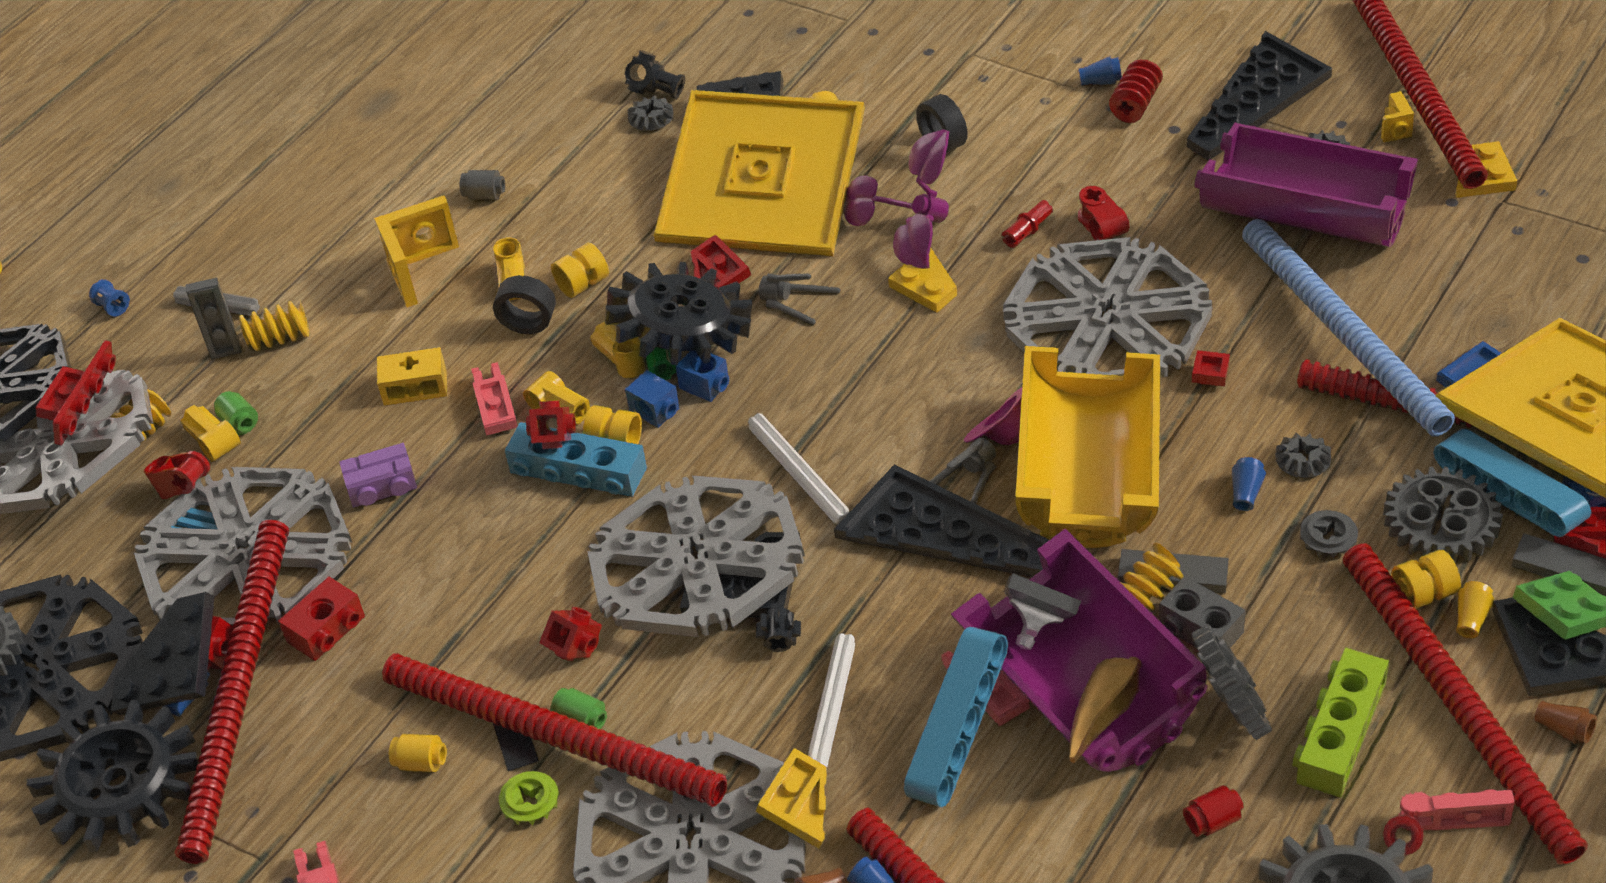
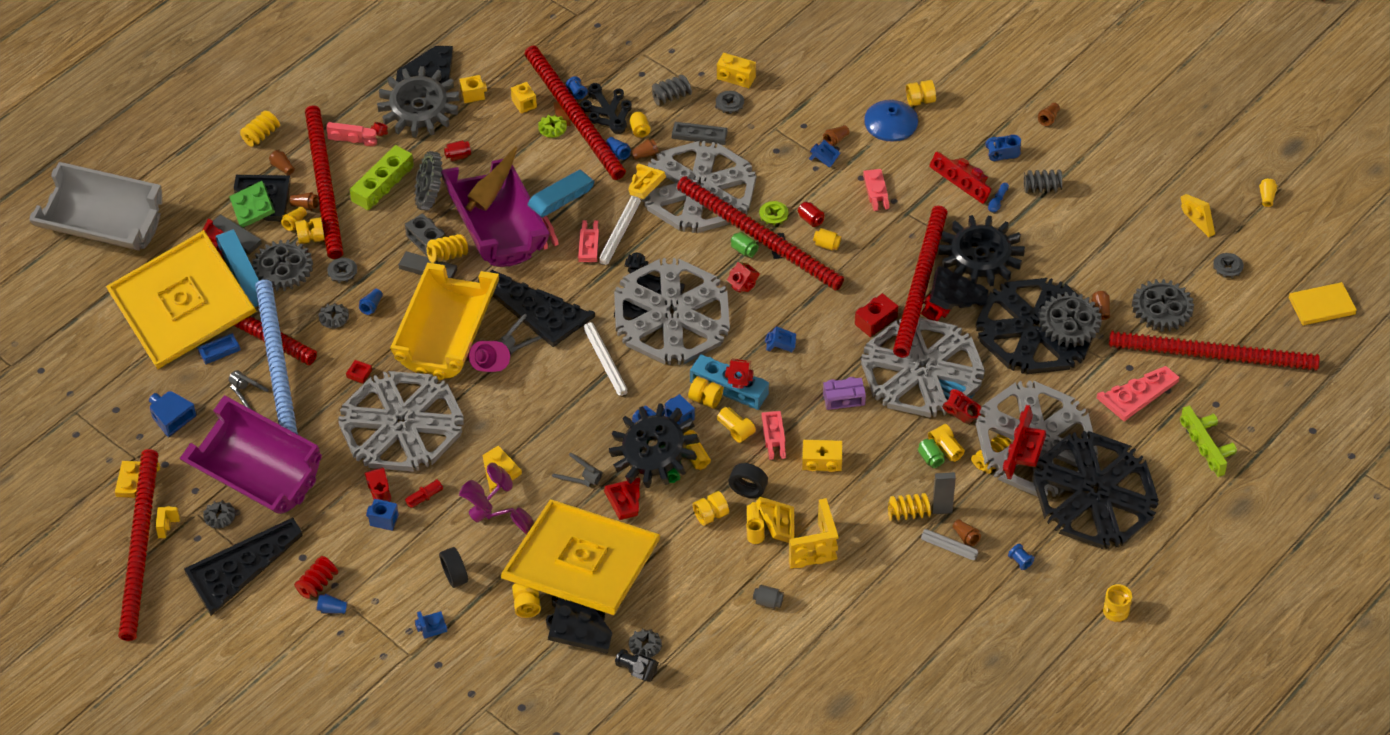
camera: 175 degrees left, 5 degrees up
(181, 312) = (967, 533): none -> dark orange cone
(452, 802) = (811, 214): none -> red brick
(473, 276) = (778, 518): none -> yellow wing
(493, 543) = (780, 338): none -> blue bracket
(882, 667) = (588, 242): none -> coral hinge
(956, 80) = (430, 624): none -> blue bracket
(1037, 607) = (507, 235): dark grey piece -> none
(1073, 177) = (388, 516): none -> blue brick
(1402, 316) = (241, 381): none -> dark grey plant
(1472, 648) = (307, 200): none -> dark orange cone
(1487, 253) = (171, 411): none -> blue torso

